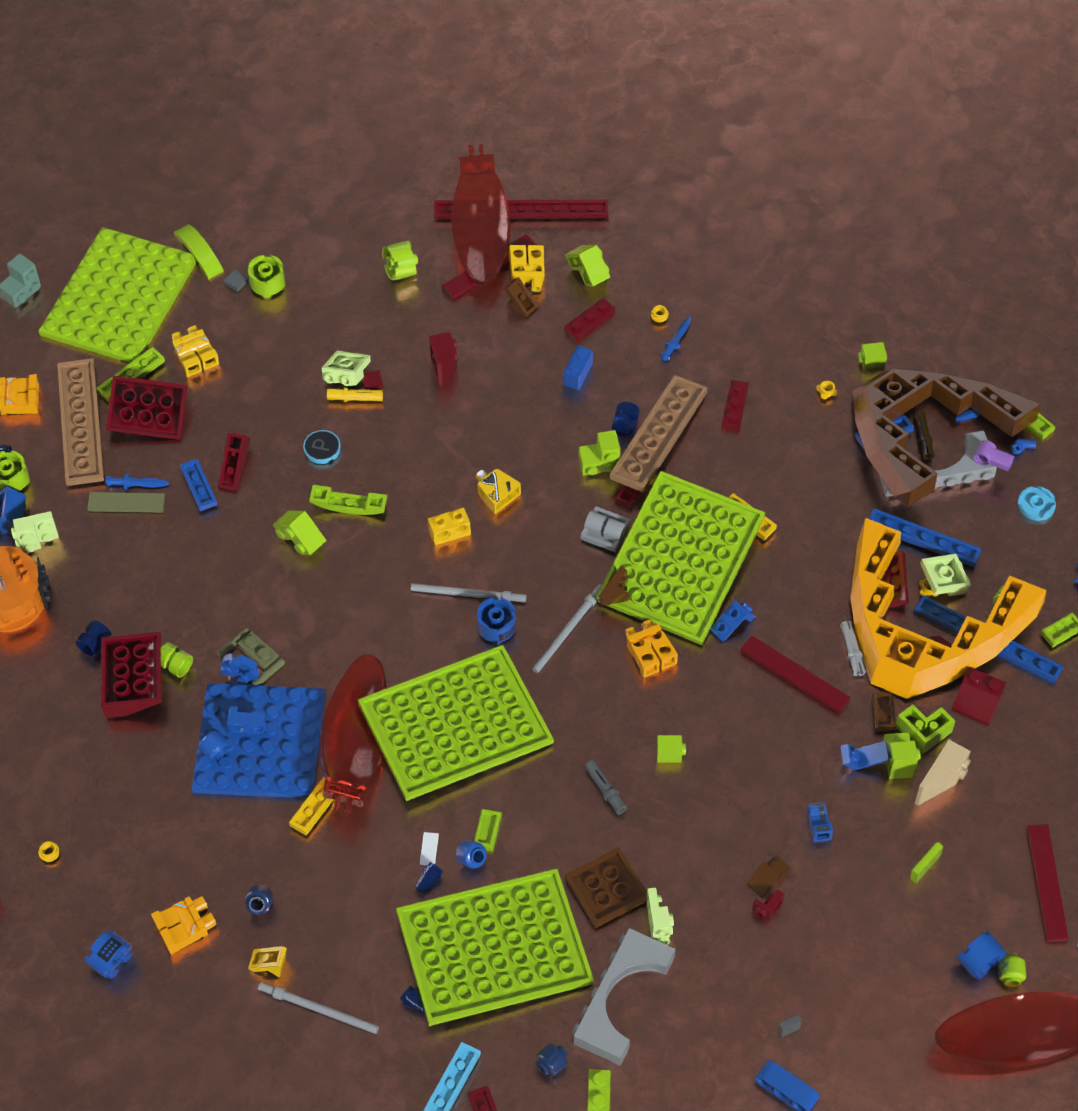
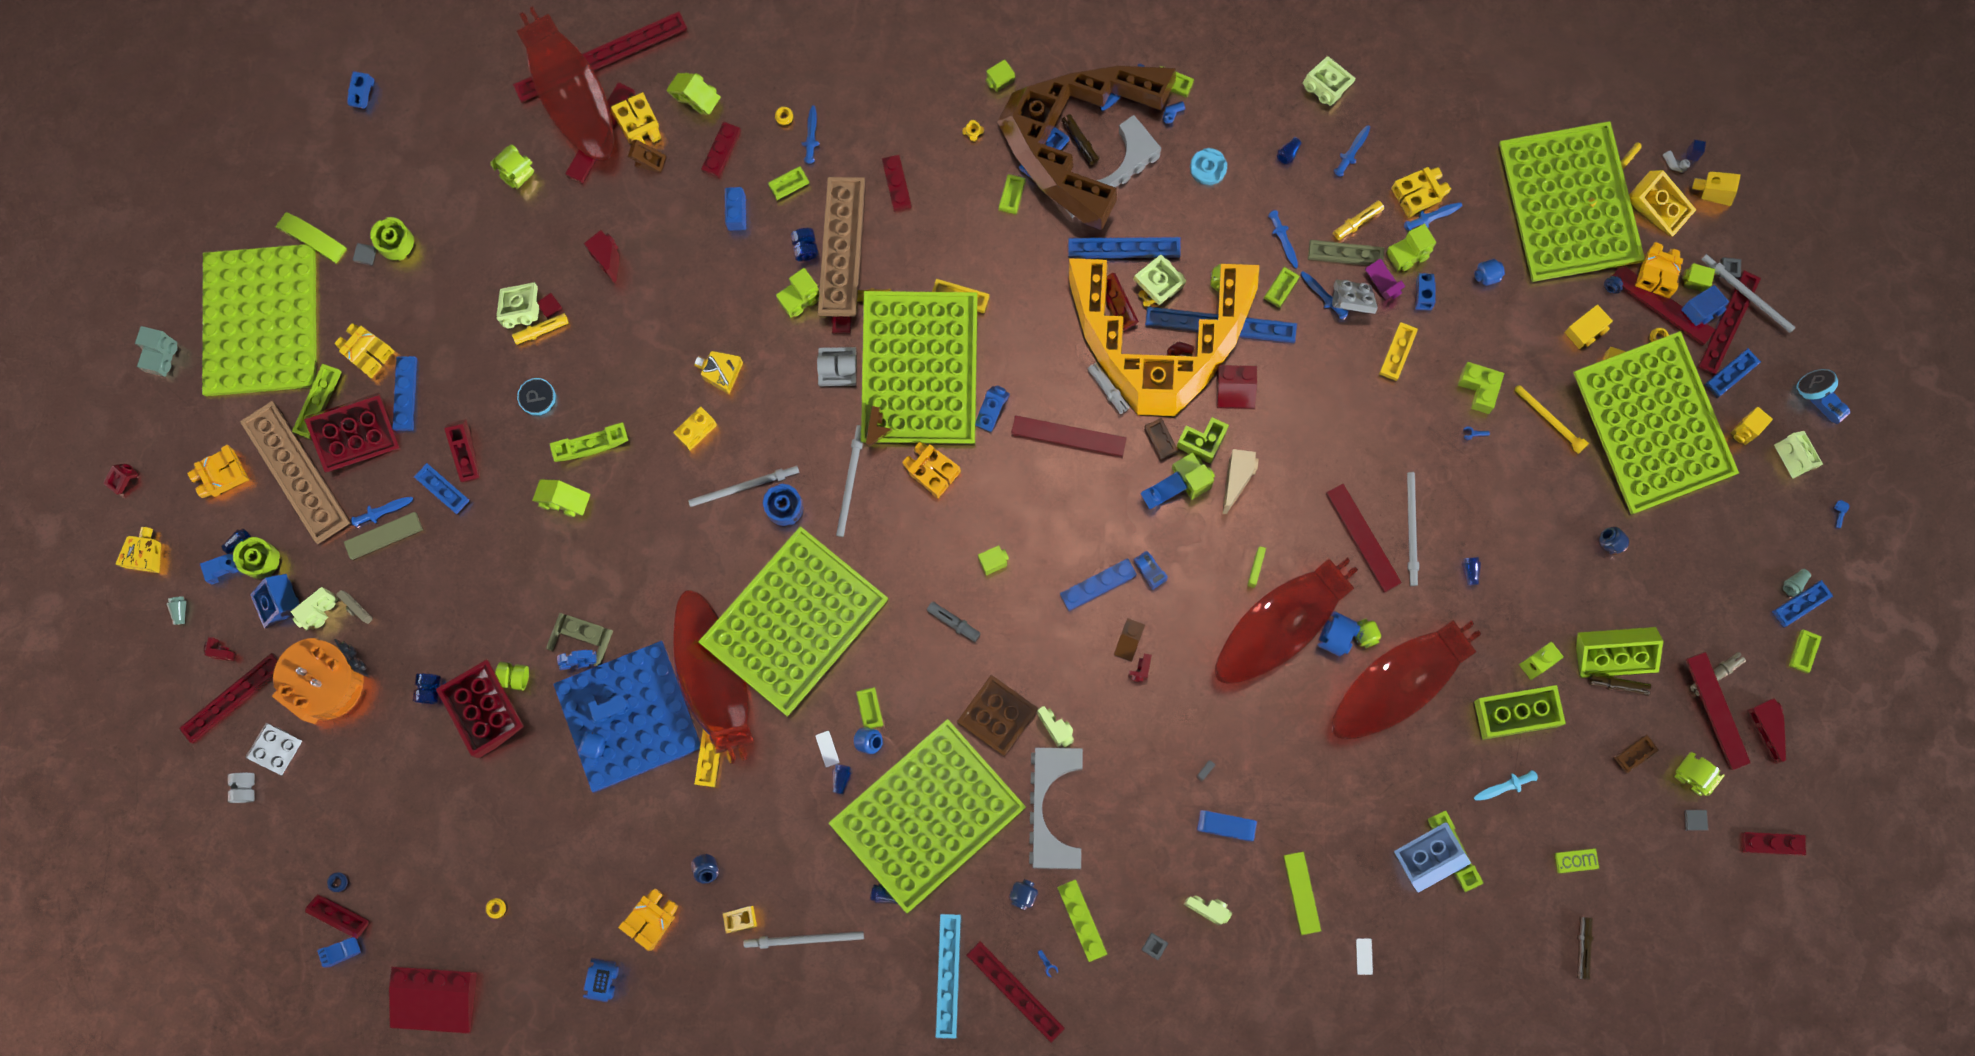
camera: 20 degrees left, 20 degrees up
(67, 547) = (354, 607): none -> dark tan plate
(209, 399) = (404, 393): none -> blue plate
(302, 157) = (359, 89): none -> blue leg
(636, 367) = (788, 183): none -> lime plate
(762, 814) = (1098, 584): none -> blue plate
(838, 454) = (1012, 194): none -> lime tile
(929, 921) = (1282, 623): none -> clear red windscreen
(988, 454) = (1150, 140): medium lavender piece -> none

